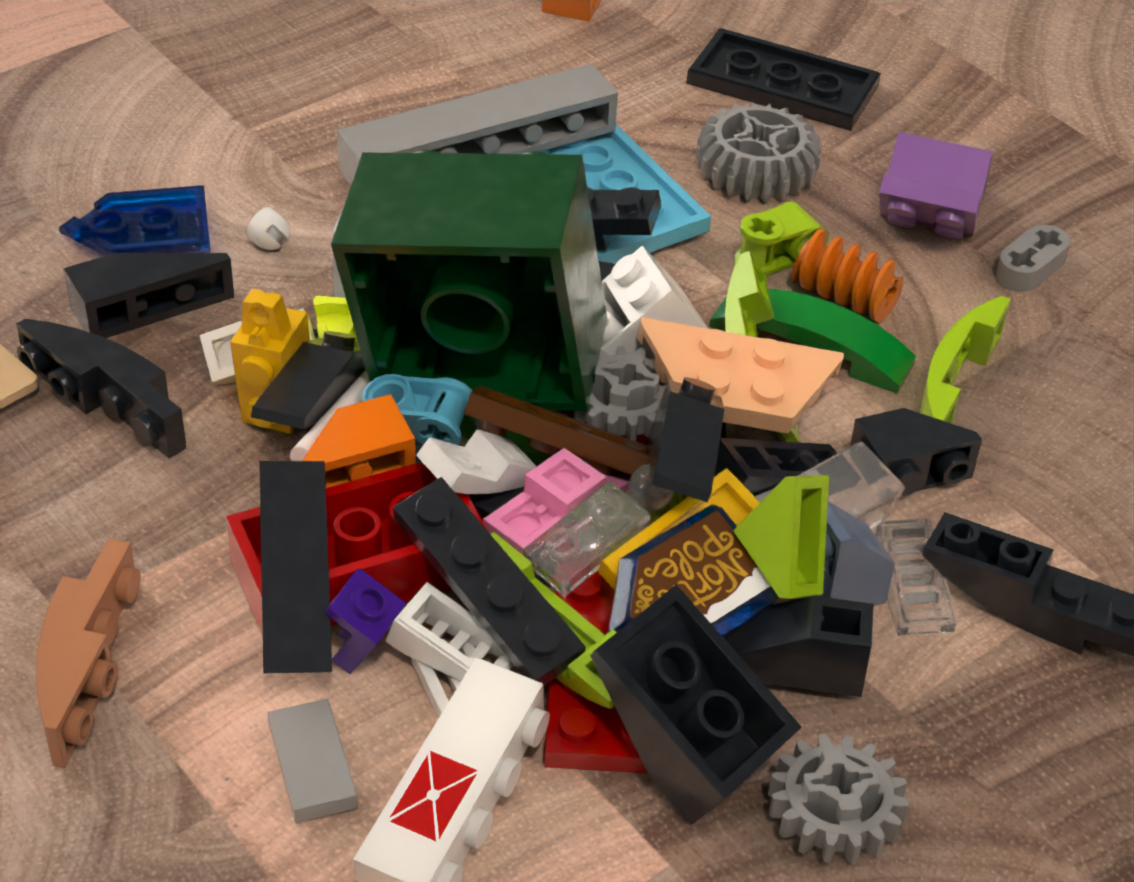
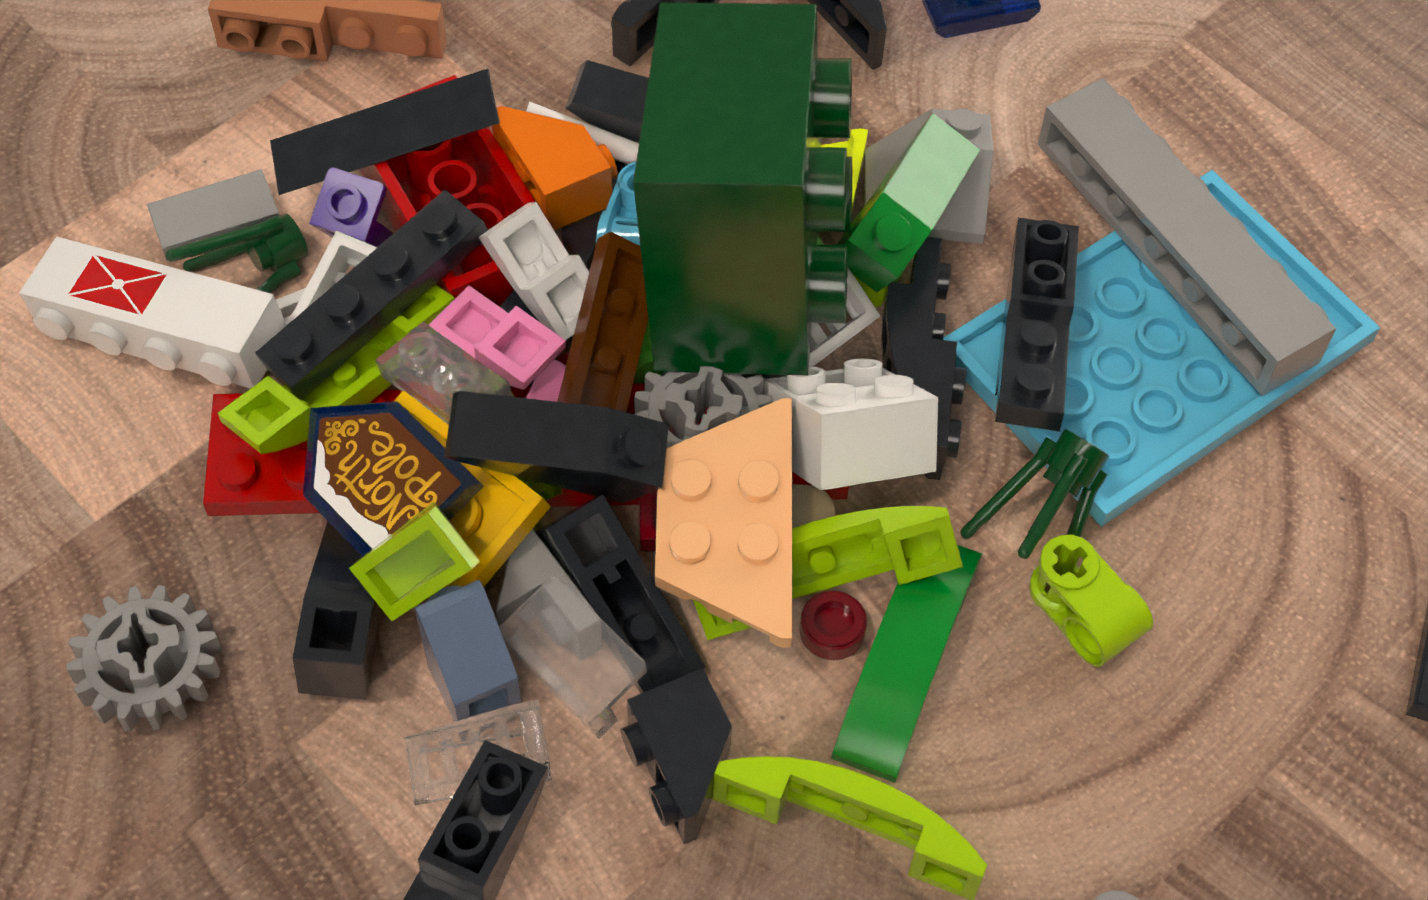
camera: 85 degrees right, 15 degrees up
(267, 229) = (976, 73): white hinge -> none
(373, 706) = (269, 244): none -> dark green plant
(687, 208) = (1072, 465): none -> dark green plant
(690, 704) = (216, 487): black slope -> none
(758, 152) = (1275, 595): light grey gear -> none
(846, 277) = (1017, 682): orange piece -> none
(934, 185) = (1234, 793): medium lavender bracket -> none

